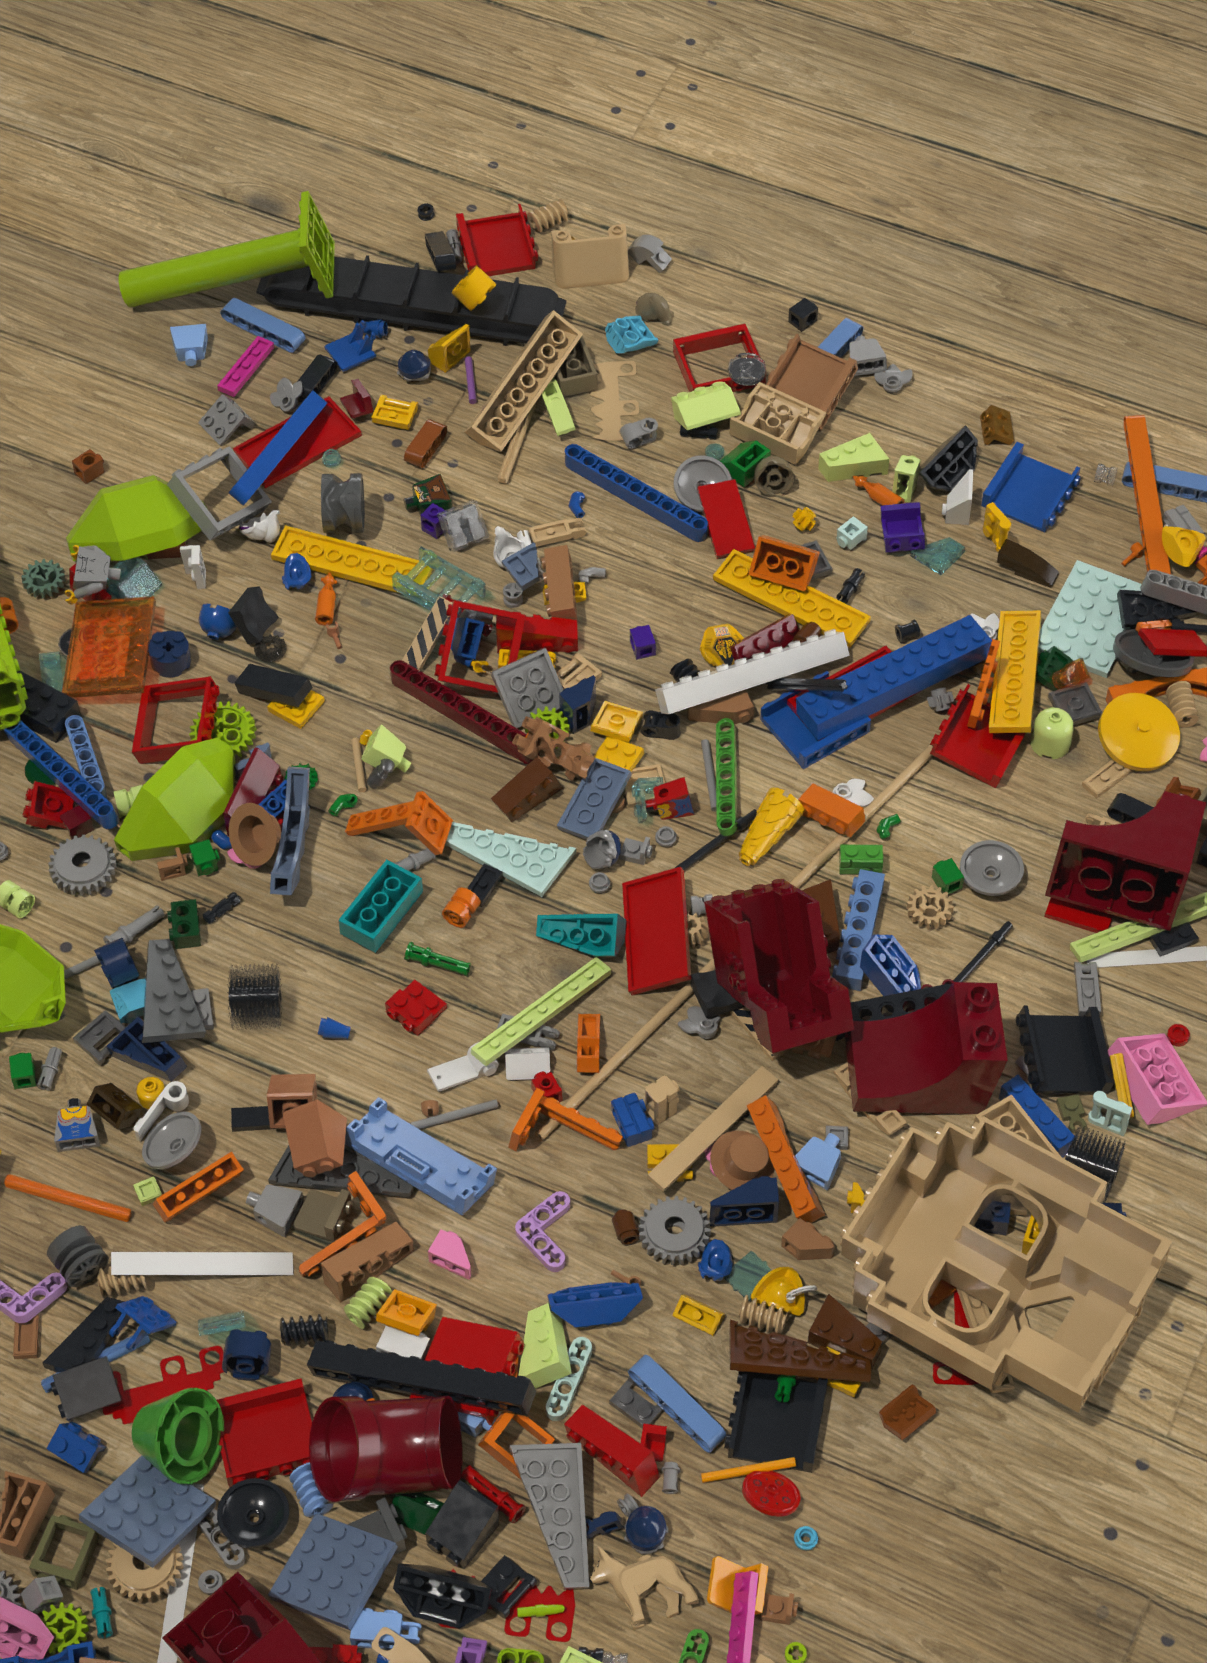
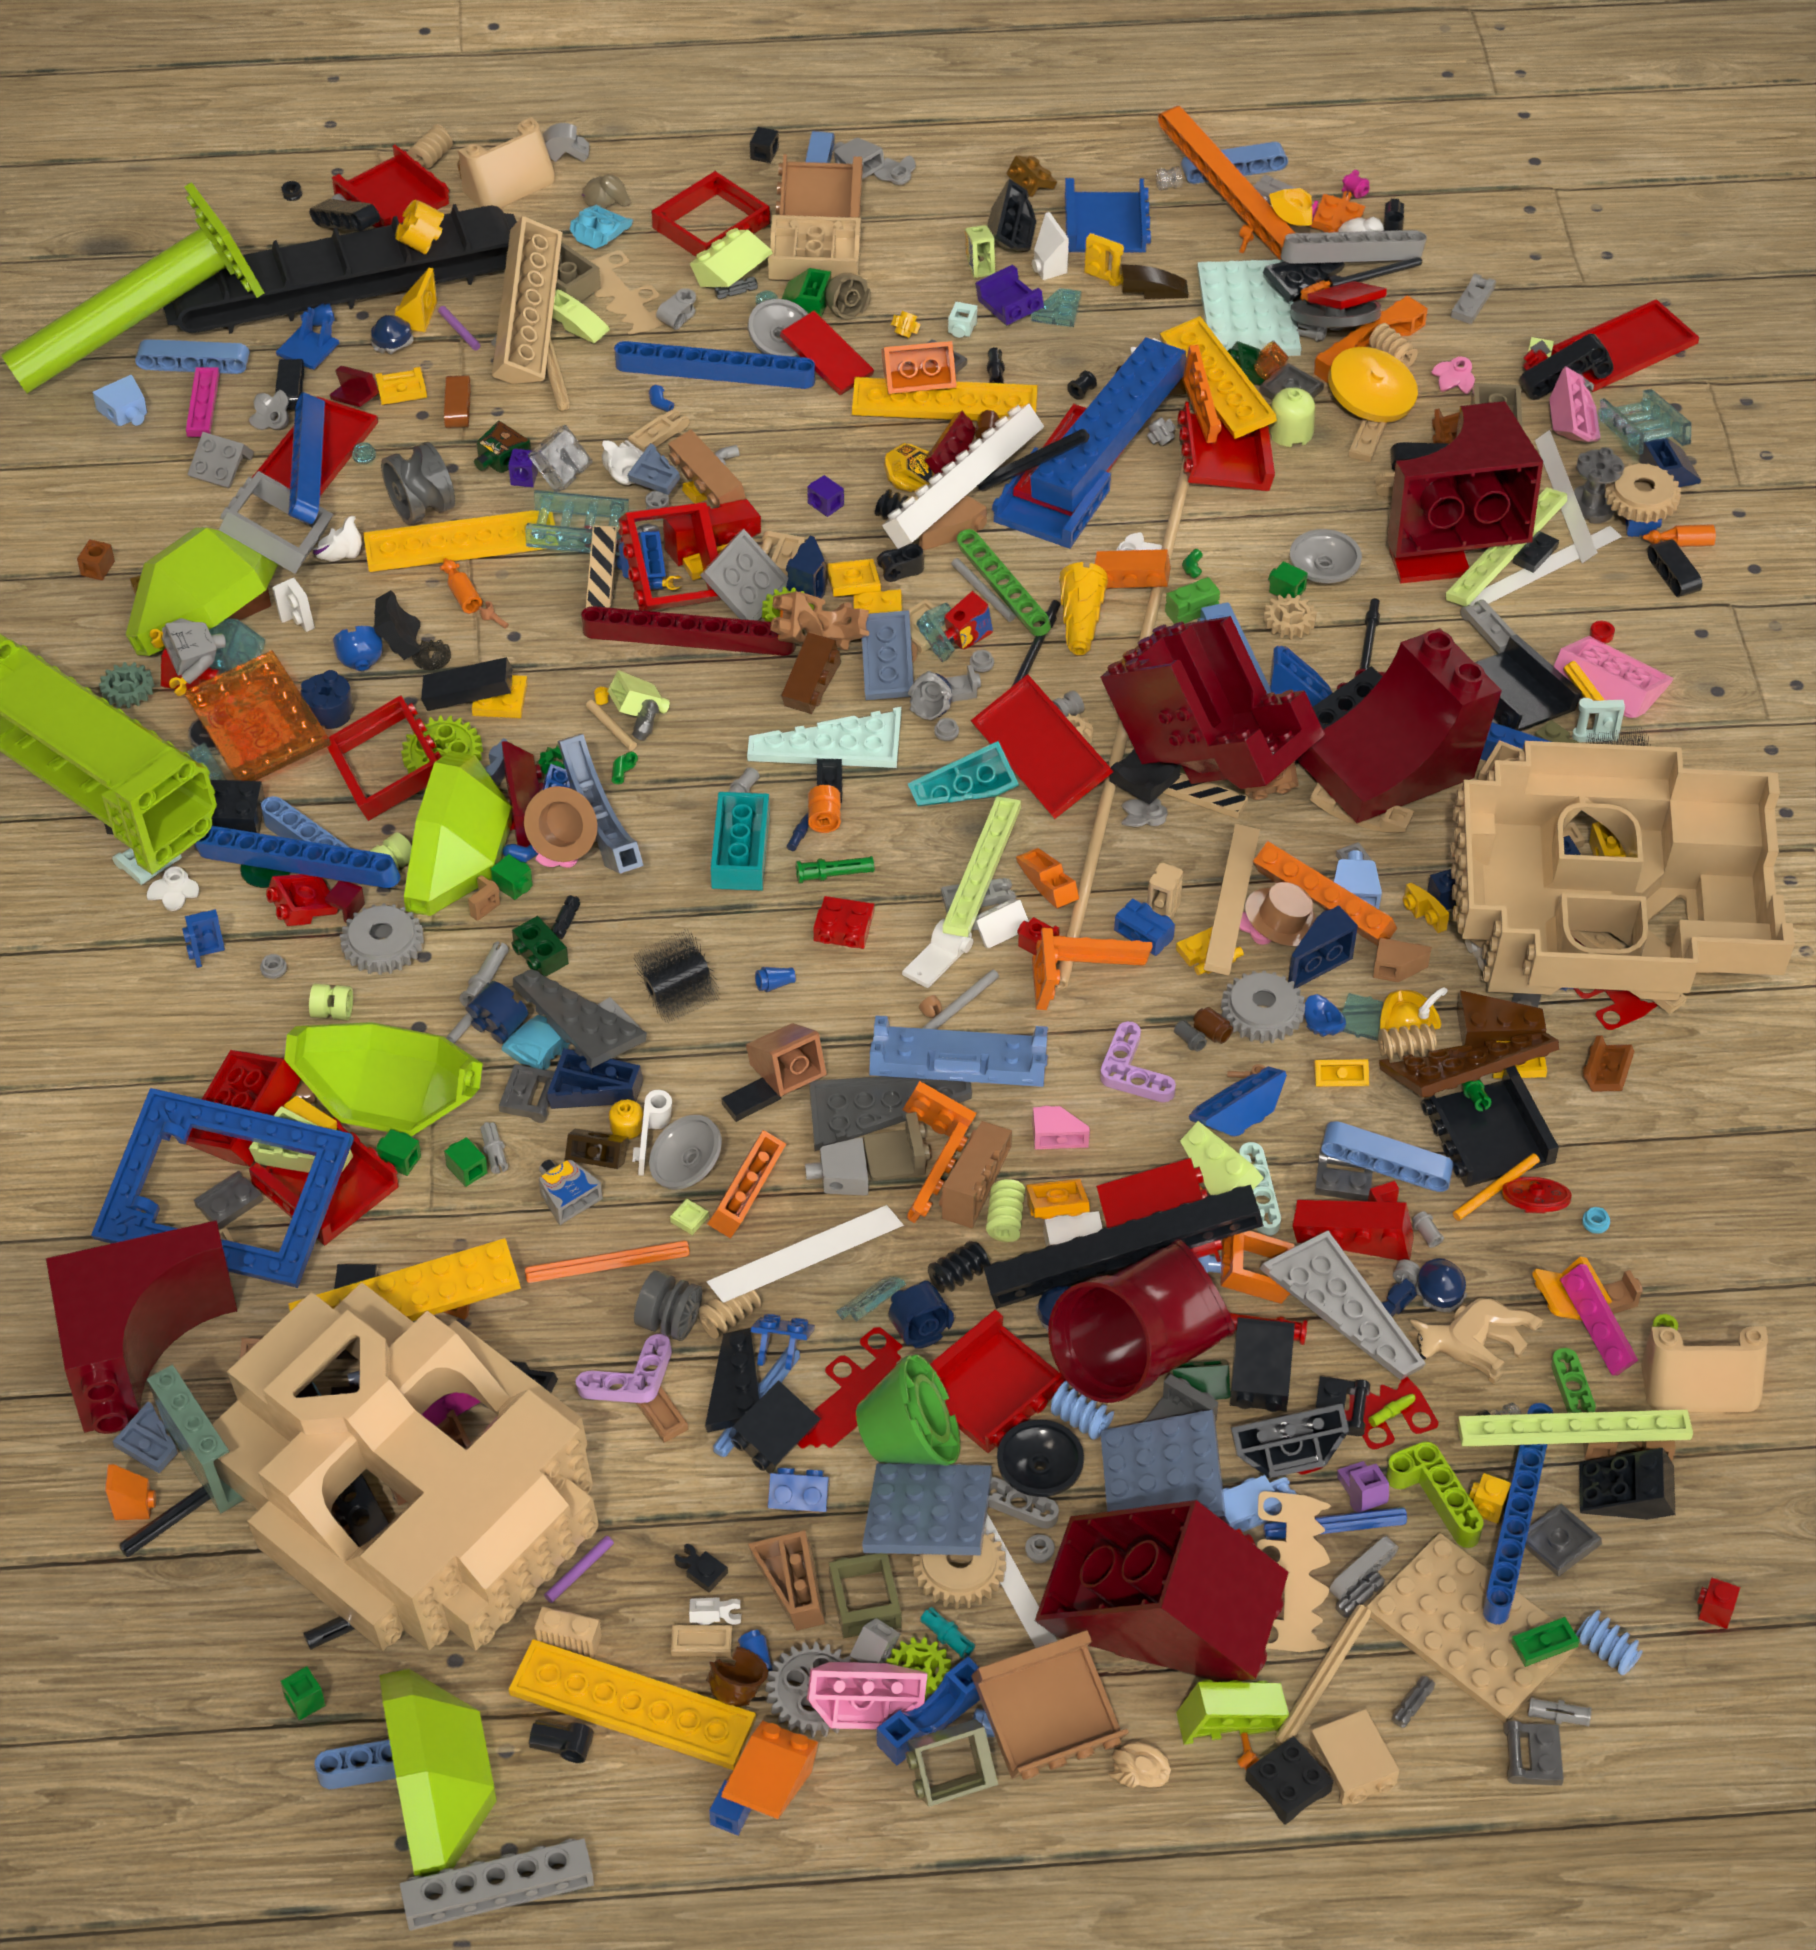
camera: 30 degrees left, 5 degrees down
(296, 571) = (408, 571): blue hat -> none
(315, 1137) = (846, 1075): nougat slope -> none
(421, 818) = (725, 731): orange bracket -> none
(432, 918) = (798, 833): none -> dark blue piece
(604, 1231) = (1194, 1039): none -> dark grey pin
(747, 369) = (749, 209): clear tile -> none
(852, 458) = (915, 252): yellowish green wedge -> none
(878, 492) = (959, 274): orange wheel -> none

